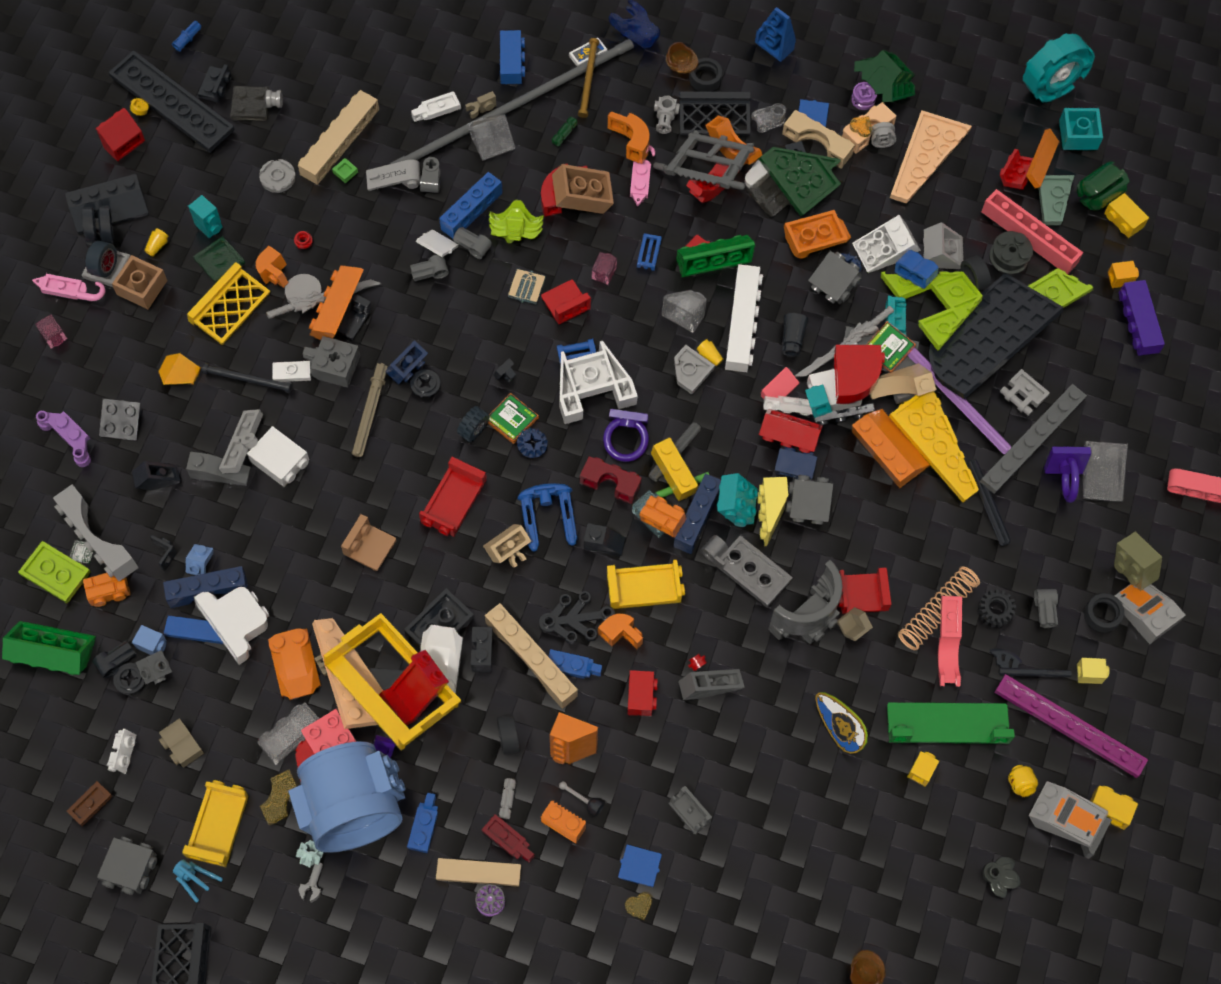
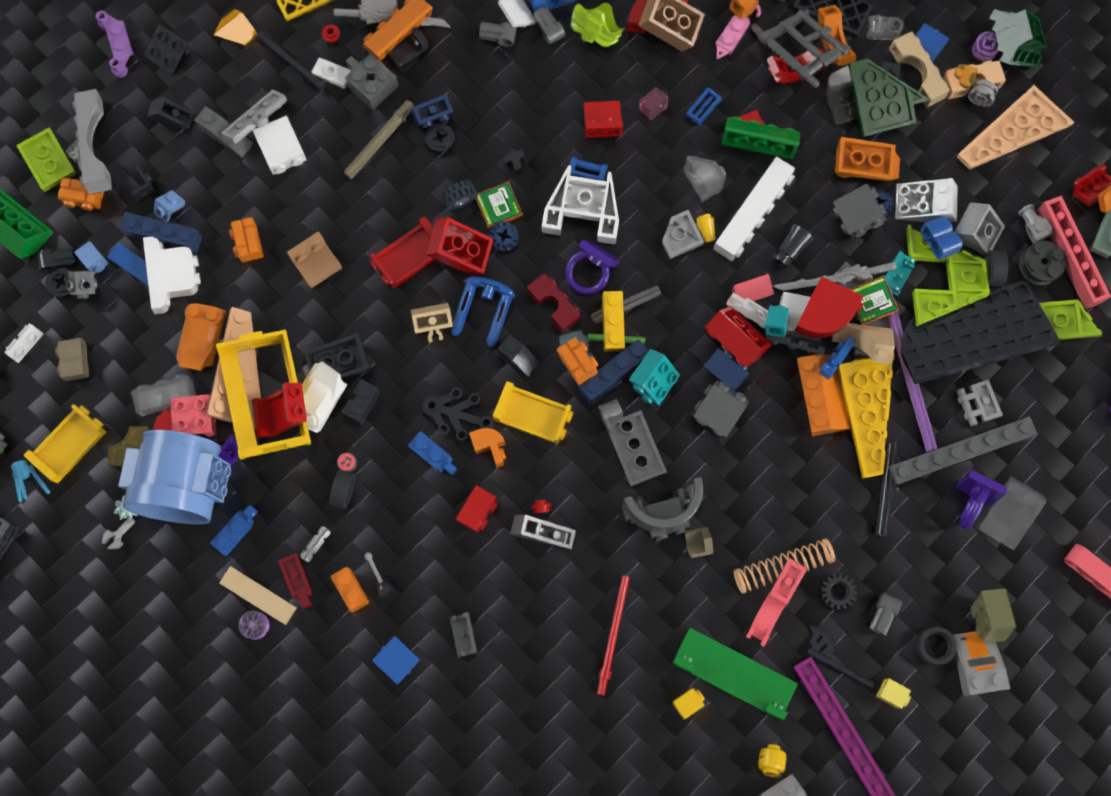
camera: 30 degrees right, 10 degrees up
(272, 341) = (331, 38): none -> red plate
(293, 555) = (246, 239): none -> orange brick
(496, 709) = (347, 462): none -> coral tile
(500, 467) = (459, 246): none -> red brick
(526, 286) = (576, 88): piece -> none
(546, 671) = (399, 429): tan arch -> none
(572, 739) = (384, 523): orange slope -> none
(639, 906) = (376, 695): clear yellow tile -> none
(772, 501) = (687, 393): light yellow slope -> none
(835, 780) = (605, 673): none -> bar
(842, 723) = (637, 626): shield -> none
(865, 592) = (724, 516): red panel -> none
(886, 408) = (837, 358): none -> blue hinge
(990, 225) = (1037, 226): none -> light grey connector

